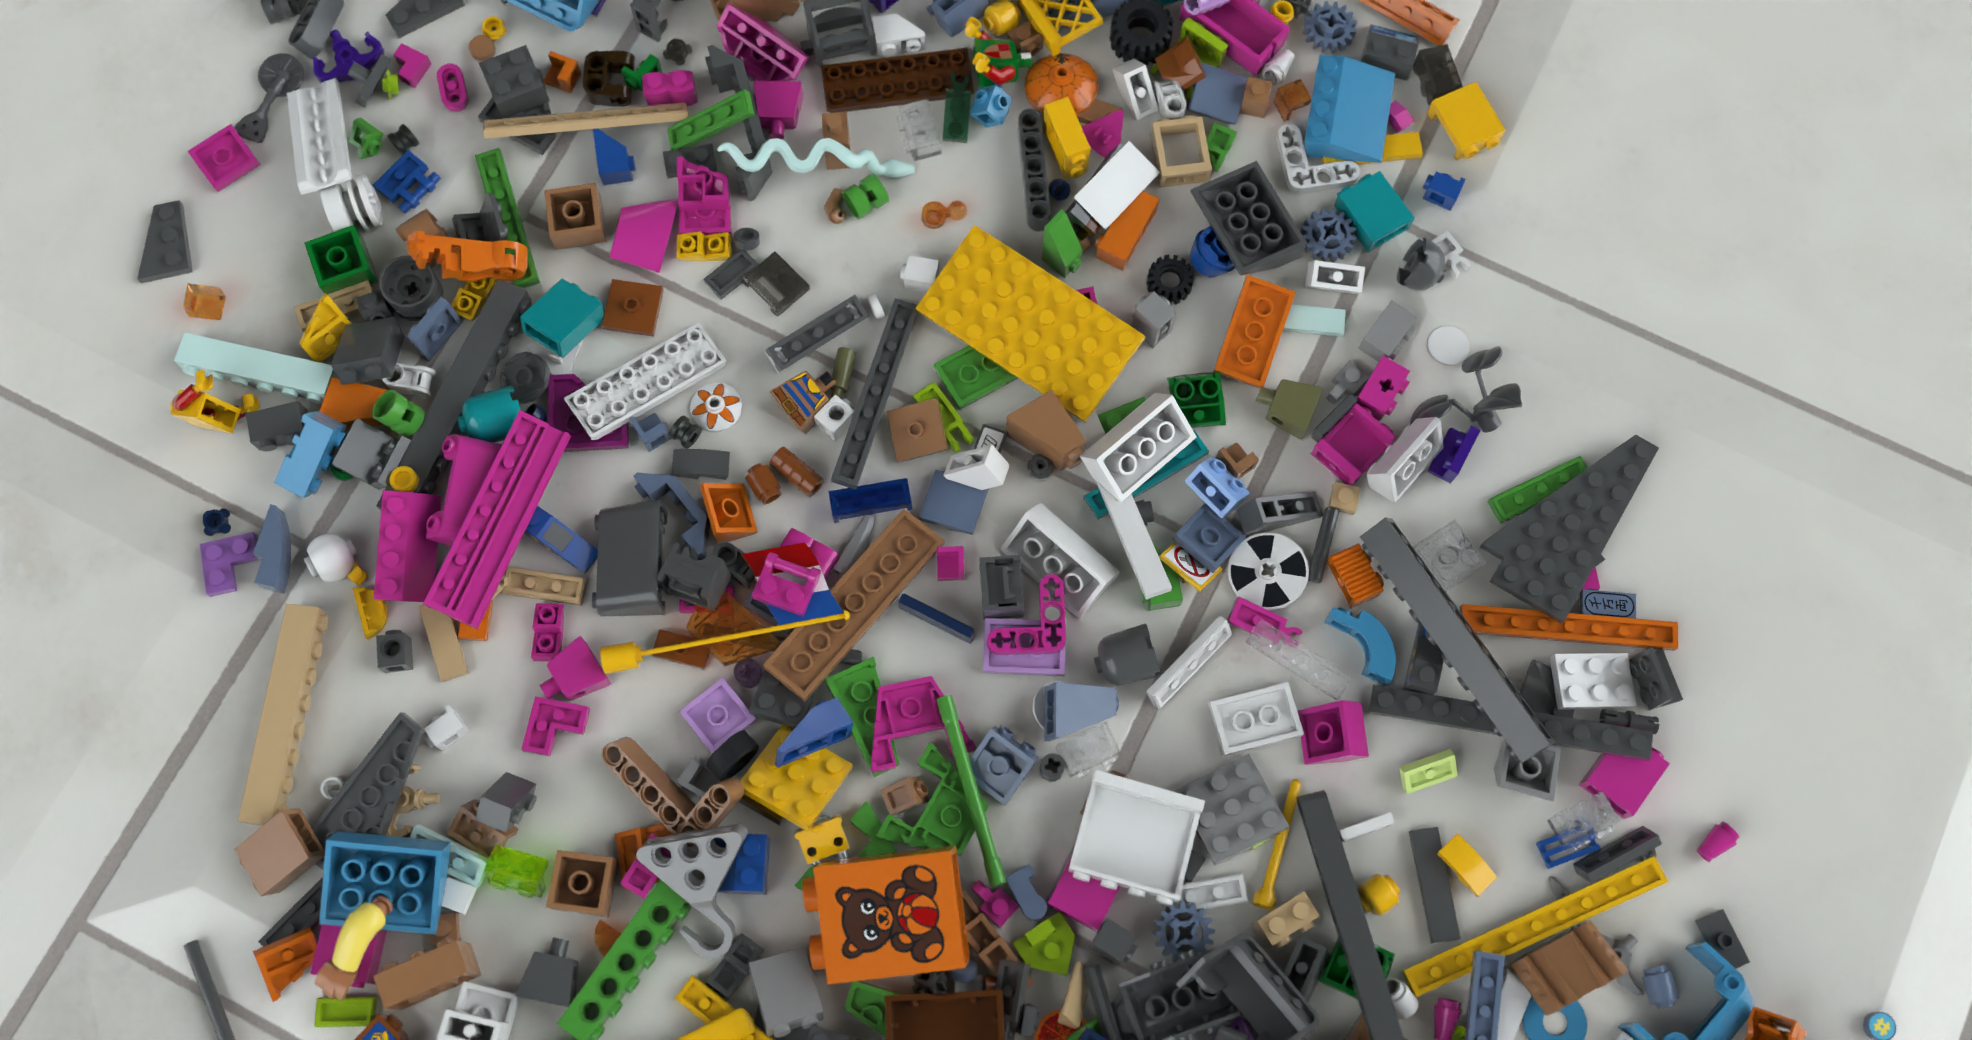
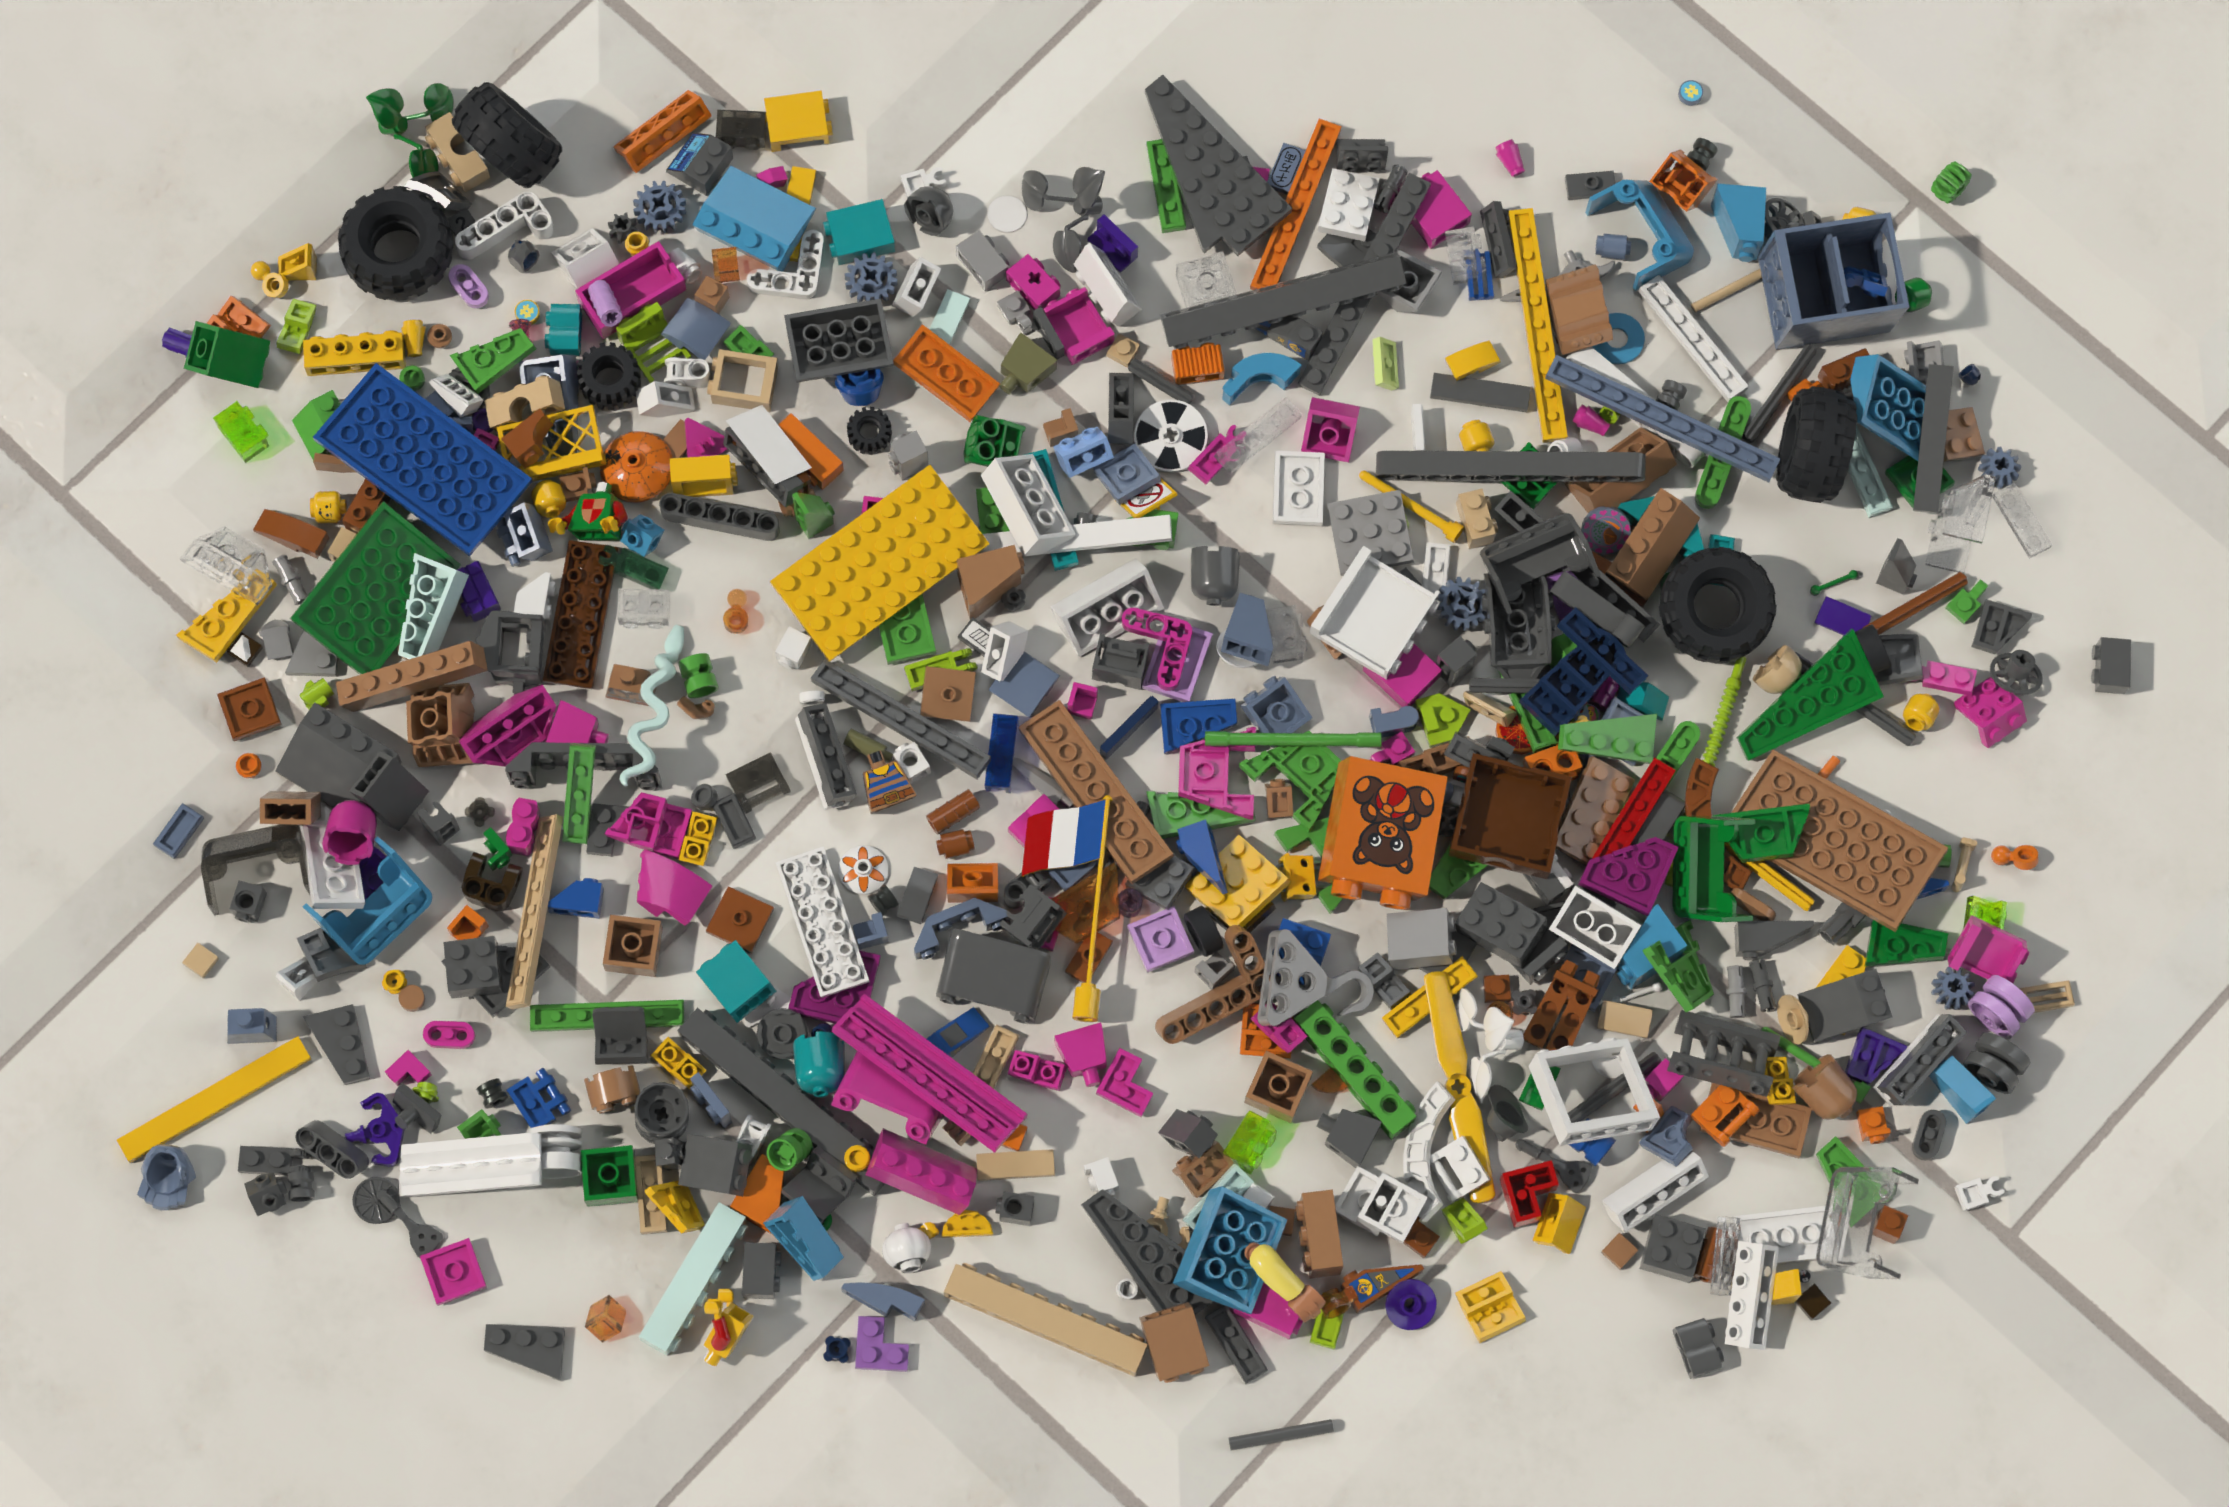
camera: 75 degrees left, 0 degrees up
(285, 960) = (1270, 1357): orange wing -> none
(357, 1012) = (1337, 1301): none -> clear orange piece
(473, 259) = (656, 1046): orange piece -> none
(782, 592) = (1072, 844): dark pink plate -> none
(962, 677) = (1188, 721): none -> blue wing
(1056, 760) = (1297, 664): dark grey bush -> none
(1060, 192) = (746, 499): dark blue hinge -> none
(1181, 63) = (658, 350): dark orange slope -> none
(1189, 662) = (1233, 526): white tile -> none
(1442, 189) = (858, 165): blue brick -> none

